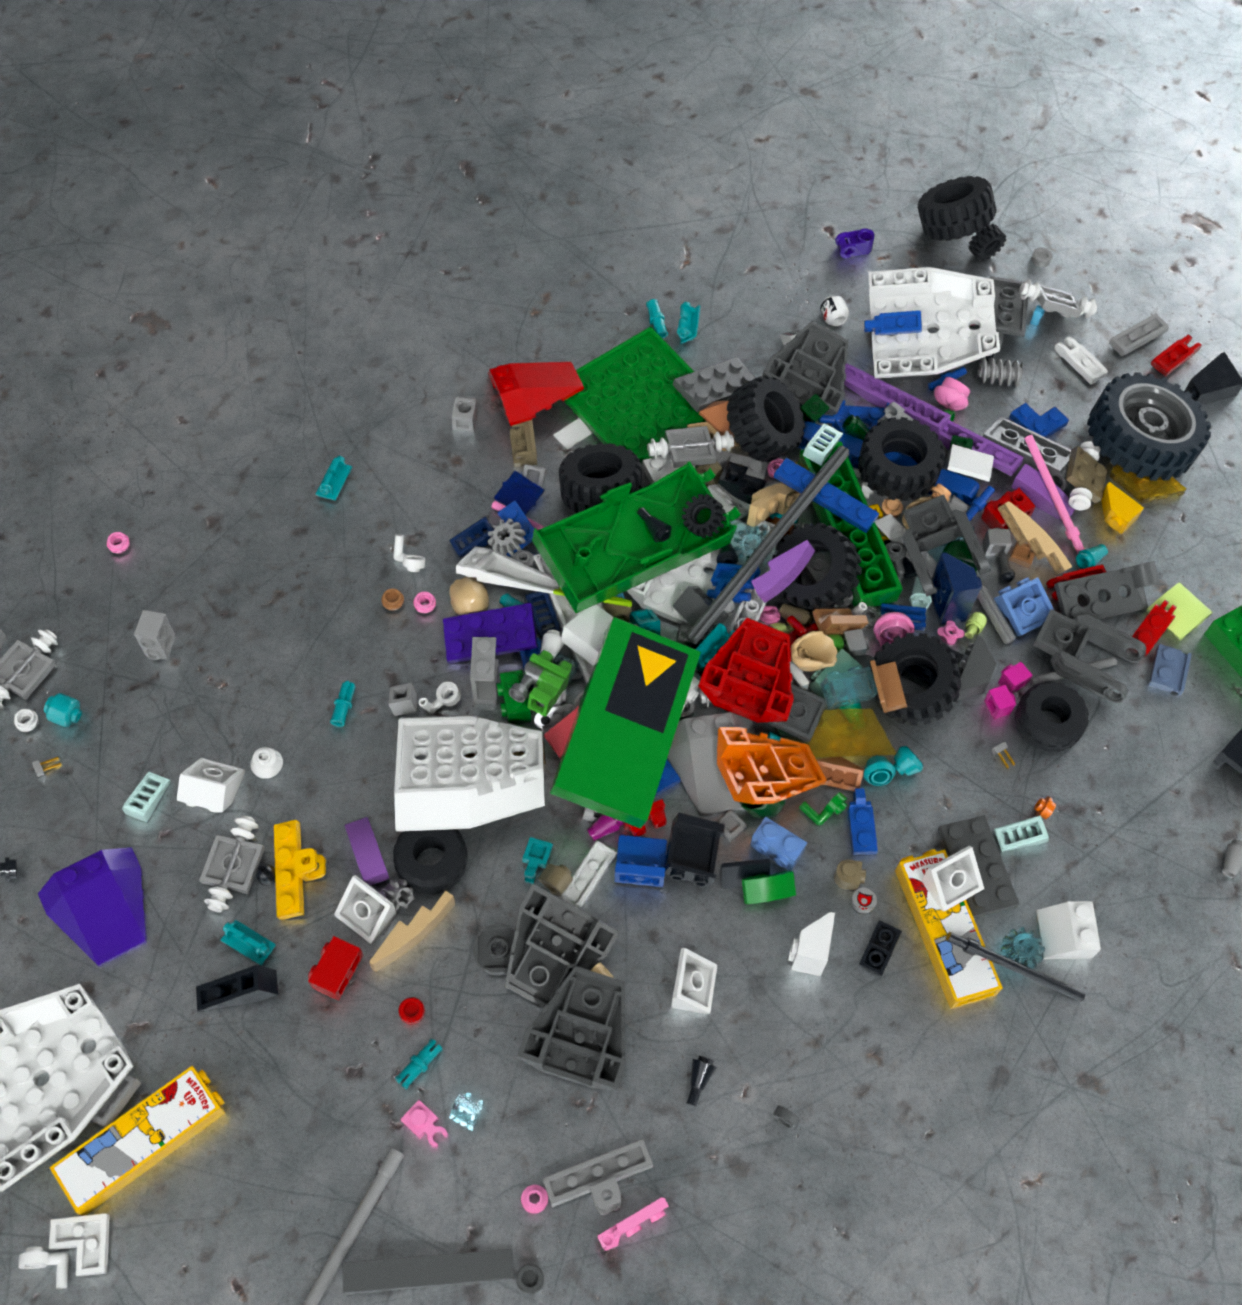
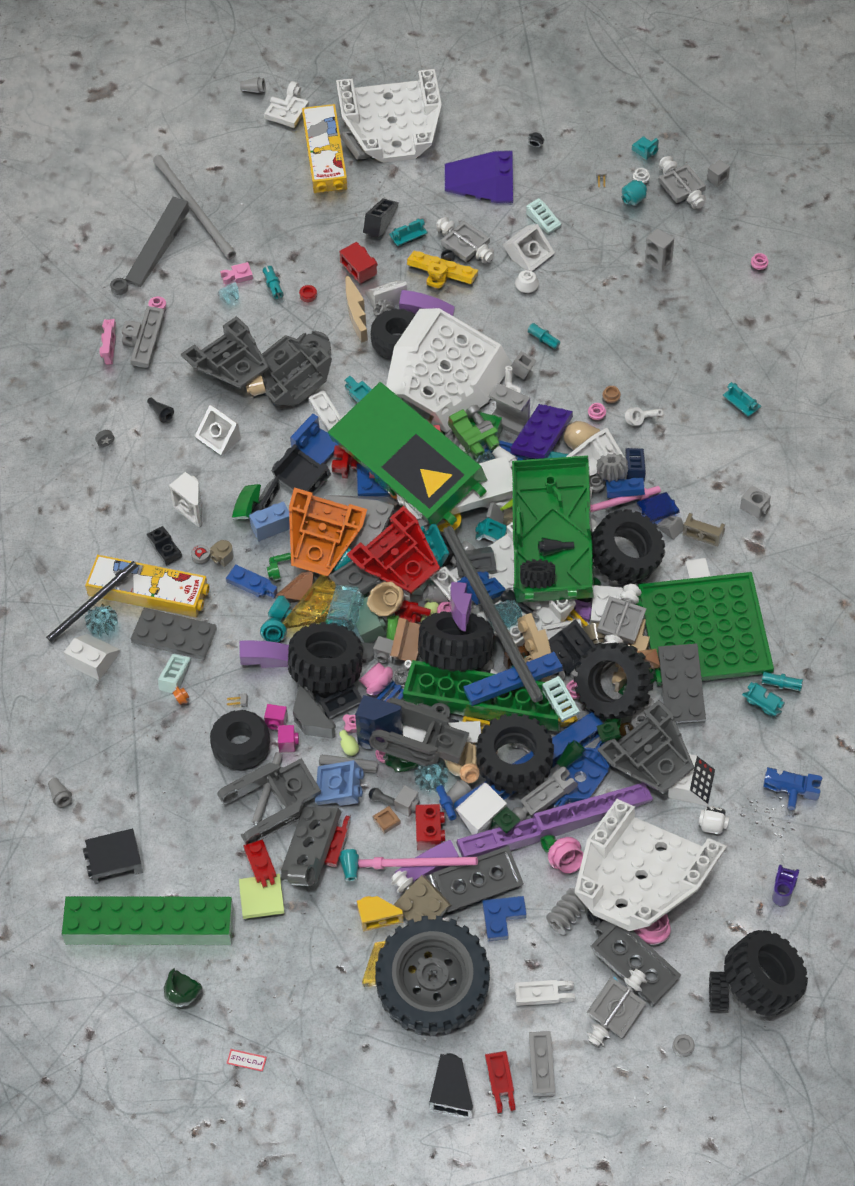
camera: 125 degrees right, 5 degrees down
(533, 386) = (753, 550): red wedge -> none
(556, 878) = (335, 391): dark tan plate -> none
(757, 273) = (793, 785): none -> blue piece
(888, 686) = (327, 620): medium nougat panel -> none
(895, 323) = (660, 841): blue hinge -> none
(938, 751) = (264, 653): none -> medium lavender slope
(953, 879) = (169, 592): white slope -> none
(1028, 531) = (394, 815): tan slope -> none
(1169, 669) = (222, 856): sand blue plate -> none

